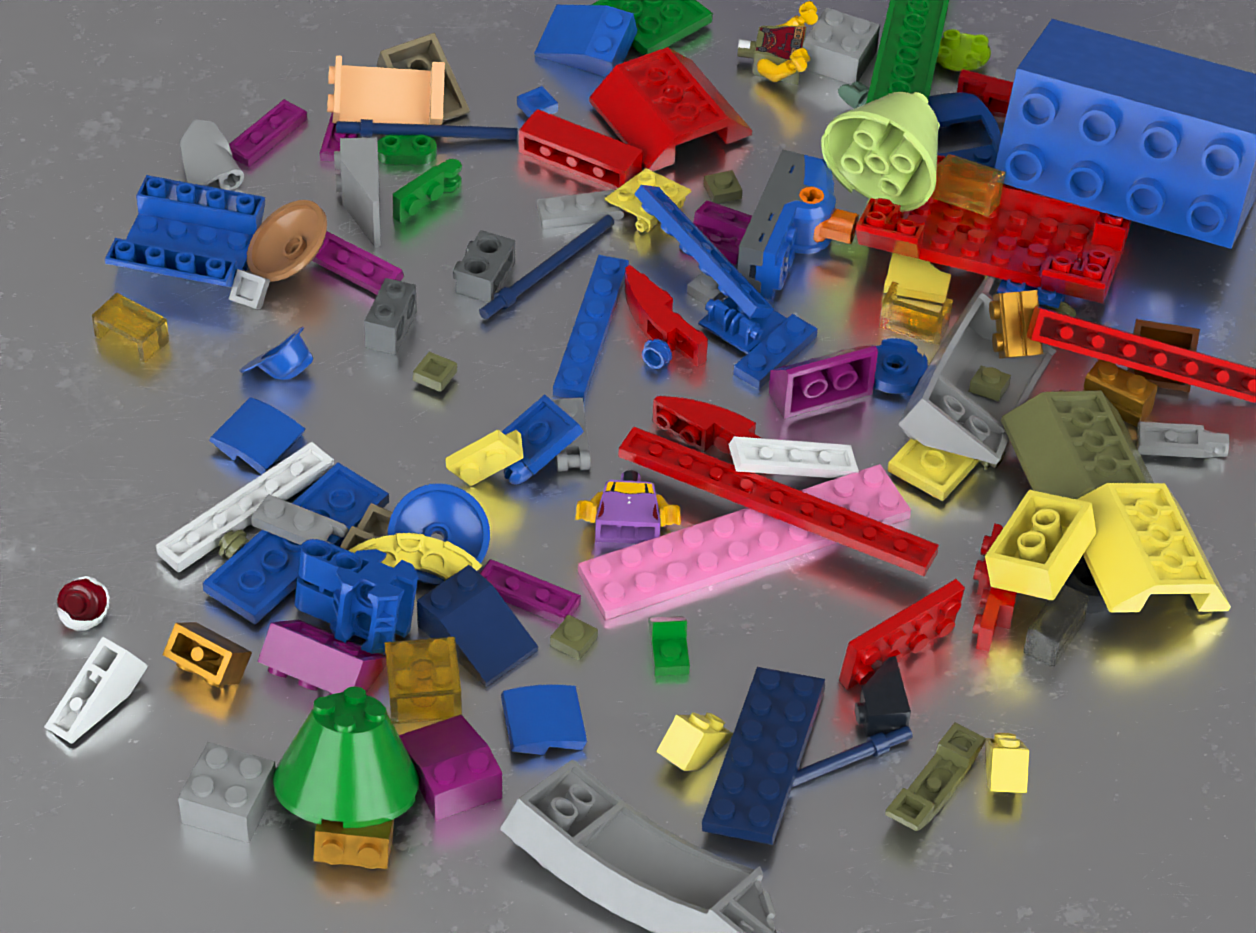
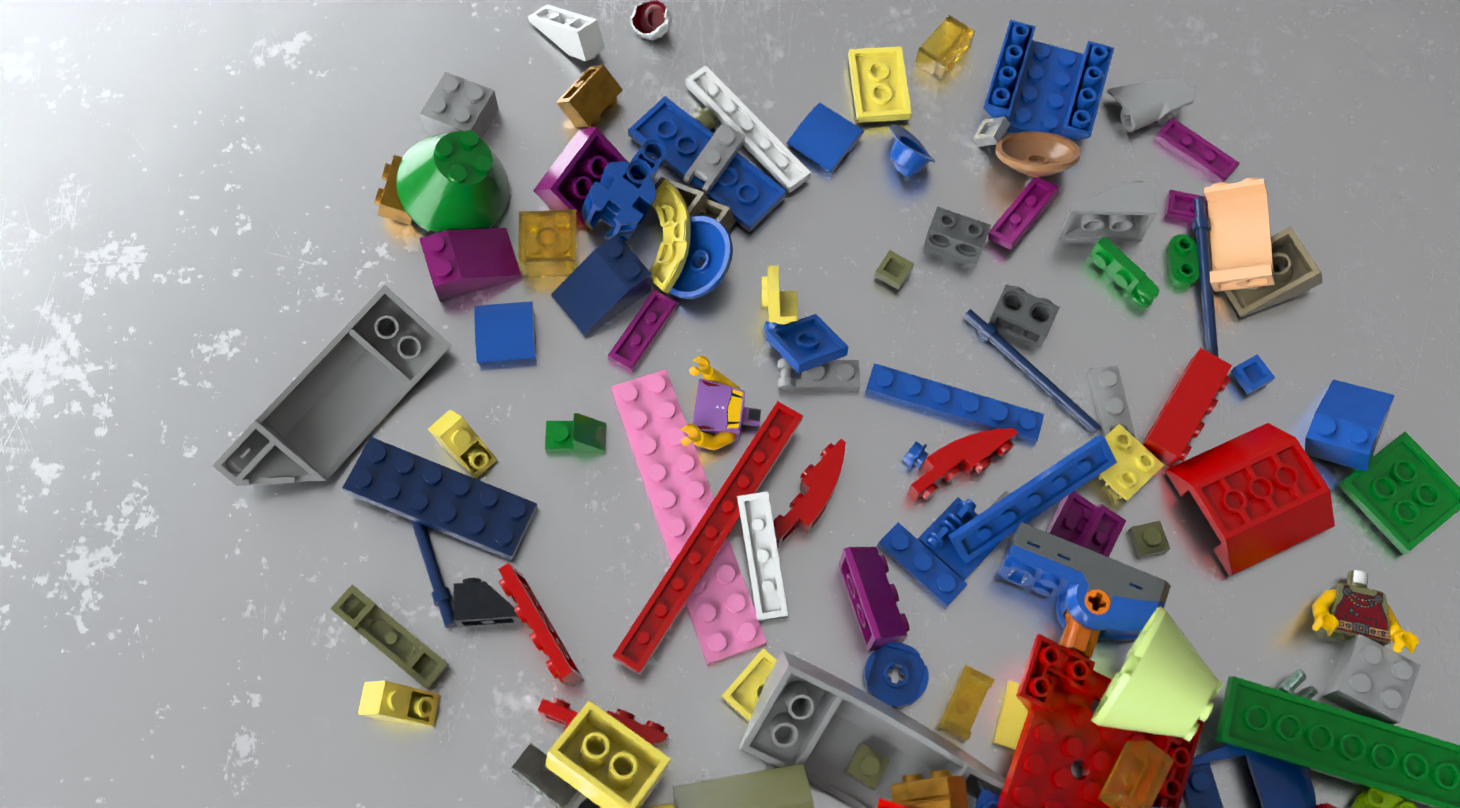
camera: 95 degrees right, 20 degrees up
(180, 387) = (879, 84): none -> light yellow plate
(573, 637) = (590, 362): olive plate -> none

